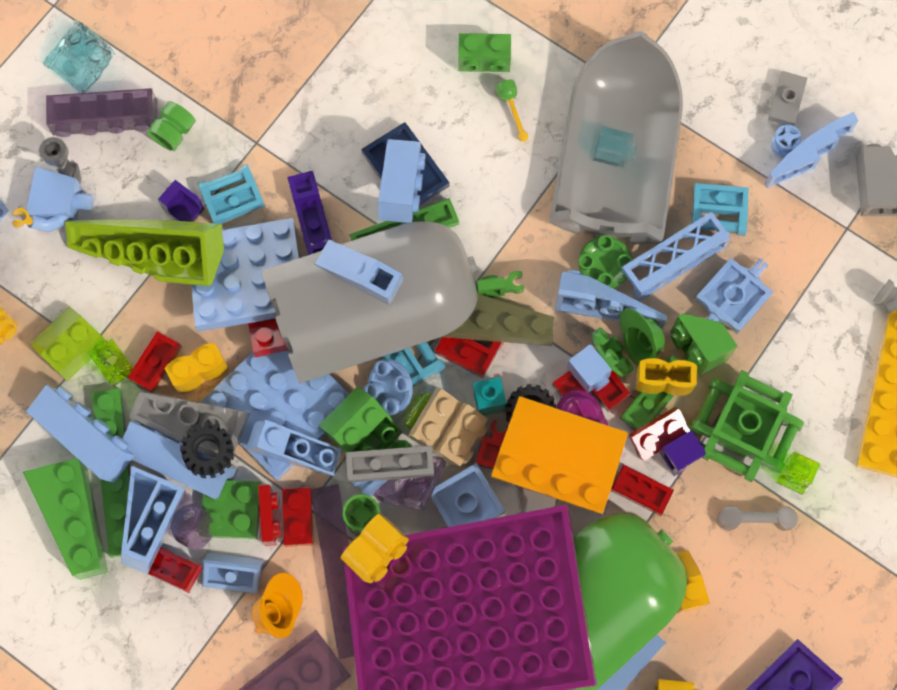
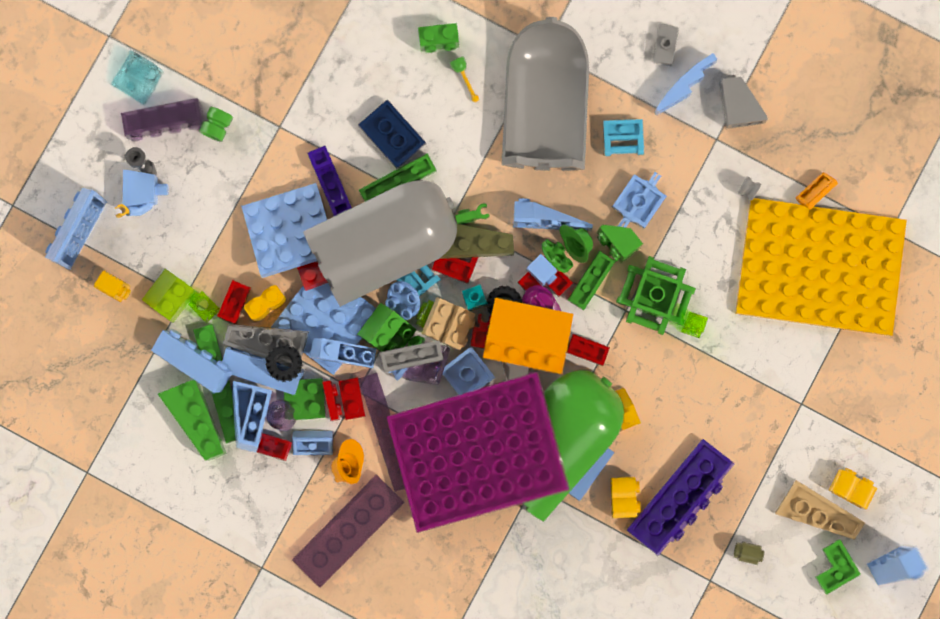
camera: 10 degrees left, 10 degrees up
(161, 248) = (228, 219): lime wedge -> none
(180, 202) = (233, 182): dark purple panel -> none
(234, 201) = (270, 176): medium azure plate -> none
(359, 512) = (397, 393): bright green wheel -> none
(360, 271) = (373, 227): light blue slope -> none
(375, 549) = (410, 416): yellow brick -> none
(401, 181) = (392, 153): light blue wedge -> none
(604, 259) = (545, 187): bright green dish -> none
(614, 147) = (542, 101): clear light blue brick -> none
(658, 433) = (595, 308): plate -> none
(674, 378) = (590, 269): yellow brick -> none
(682, 452) = (613, 320): dark purple panel -> none
(686, 261) = (596, 185): light blue fence -> none
(731, 517) = (651, 361): light grey bar -> none
(789, 135) = (669, 76): light blue wheel -> none

